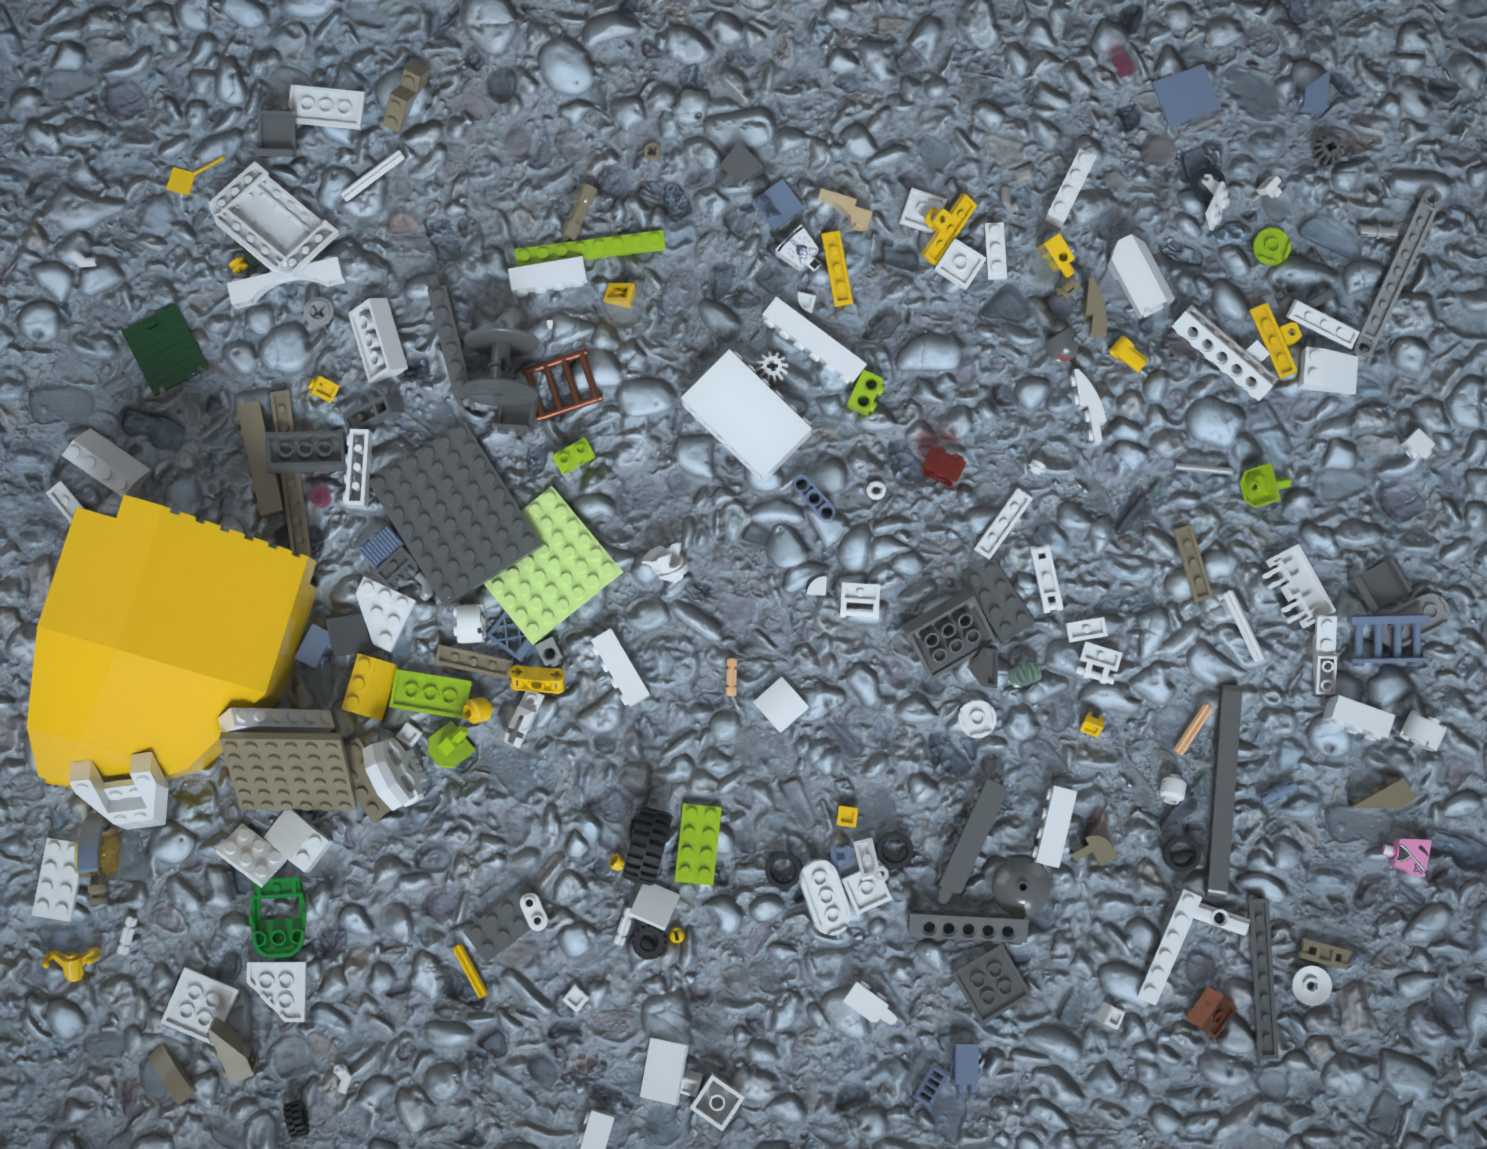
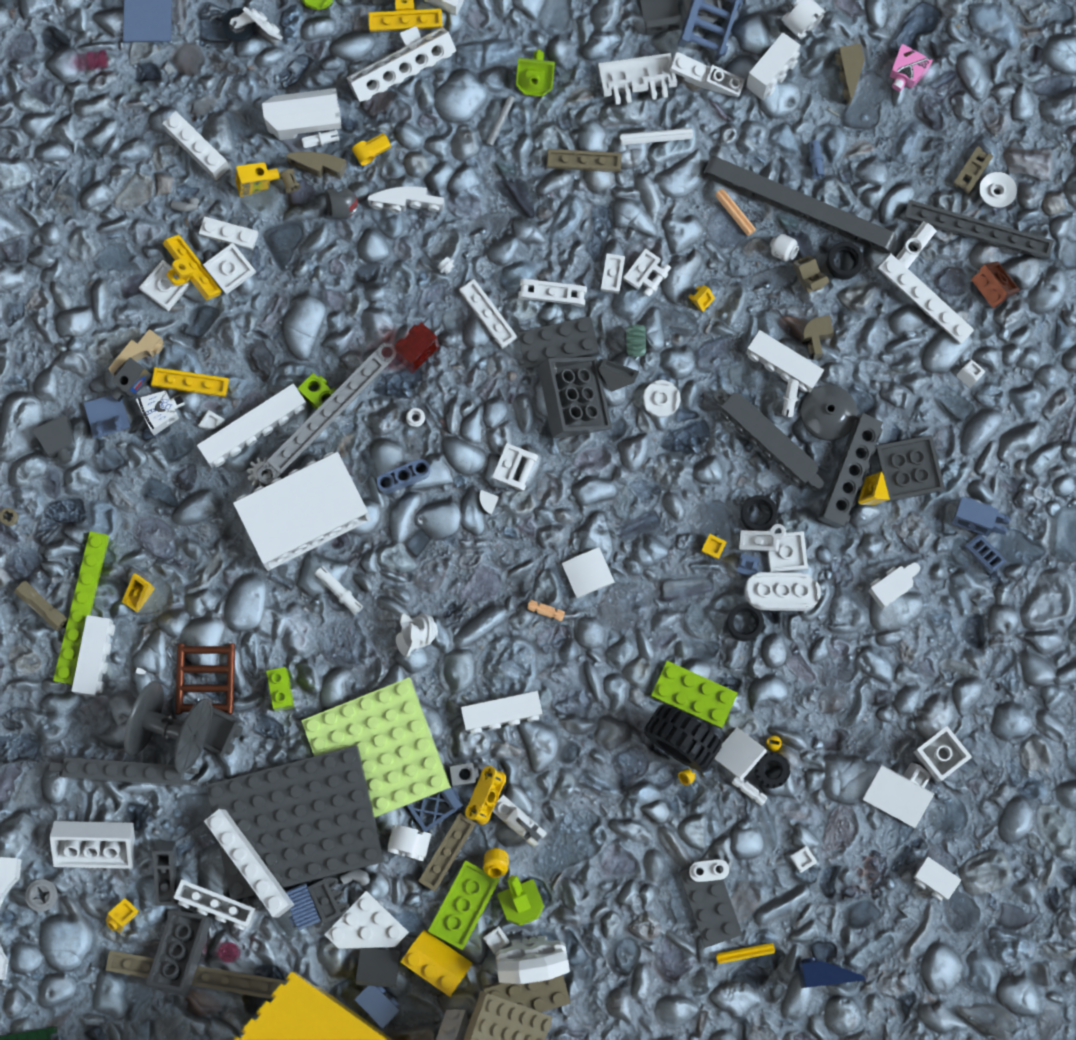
camera: 75 degrees left, 5 degrees down
(266, 485) = (145, 998): dark tan brick -> none
(402, 484) = (249, 863): none -> white brick
(471, 1051) = (820, 973): none -> dark blue slope
(681, 483) = (345, 597): none -> white pin
(818, 212) = (130, 379): none -> dark grey torso
(847, 405) = (326, 413): none -> light grey plate
(956, 955) = (874, 490): none -> yellow slope
(1020, 843) = (790, 397): none -> white axle
(1121, 303) = (320, 139): none -> white axle
(1154, 823) = (809, 274): none -> dark tan brick

